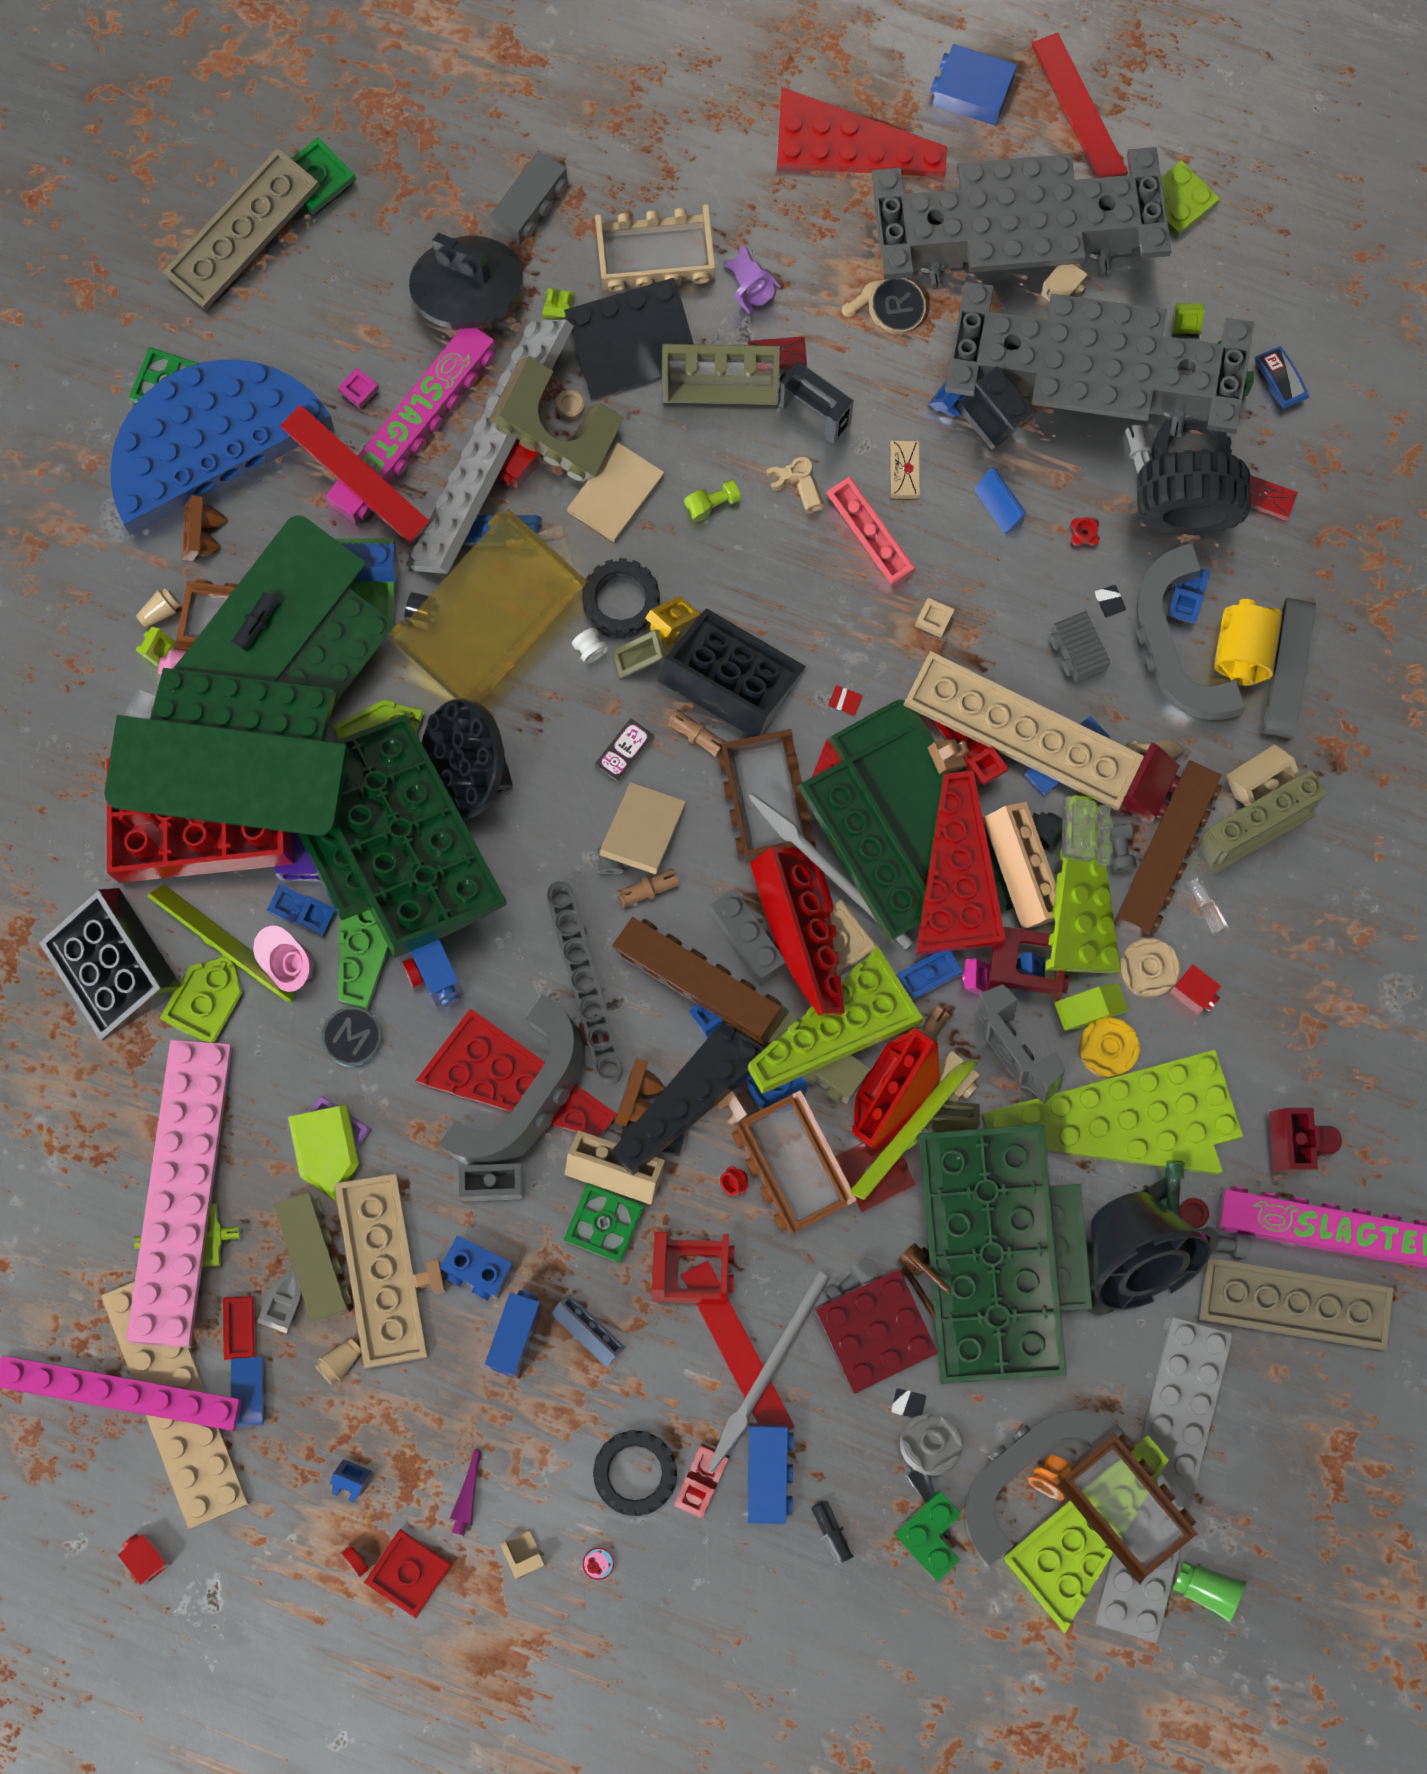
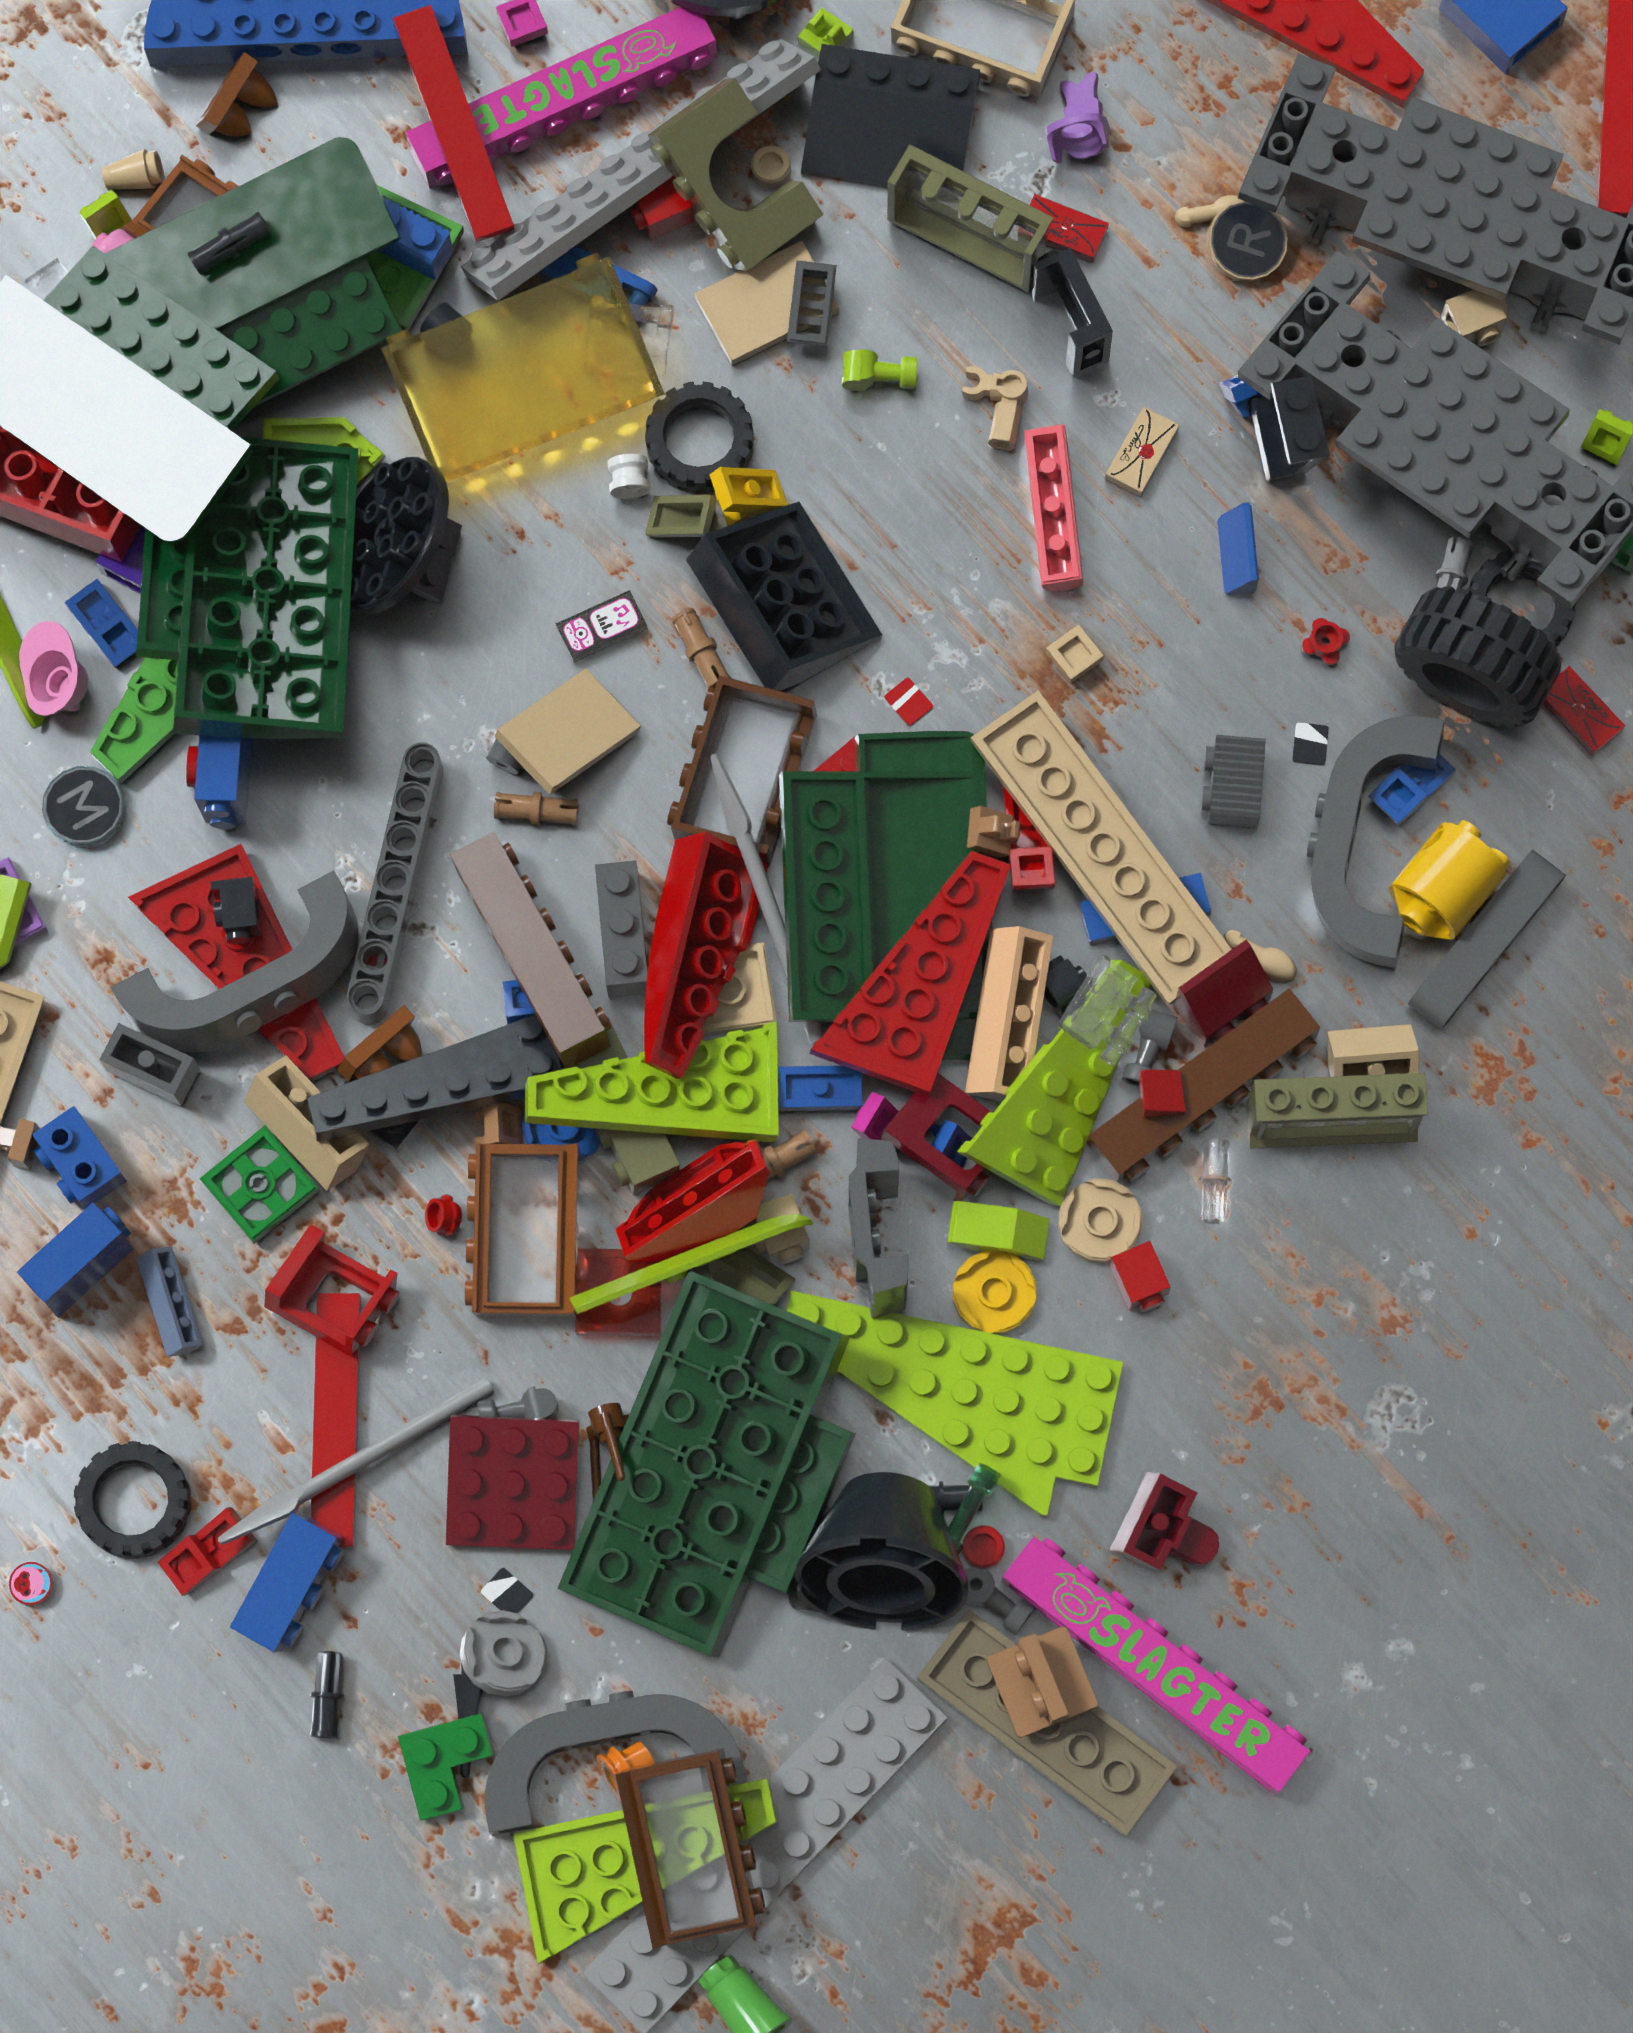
camera: 30 degrees right, 0 degrees up
(494, 1051) = (238, 909): none -> black brick
(638, 455) = (819, 271): none -> dark grey slope
(1148, 866) = (1161, 1092): none -> red slope
(1282, 1280) = (1041, 1681): none -> medium nougat bracket

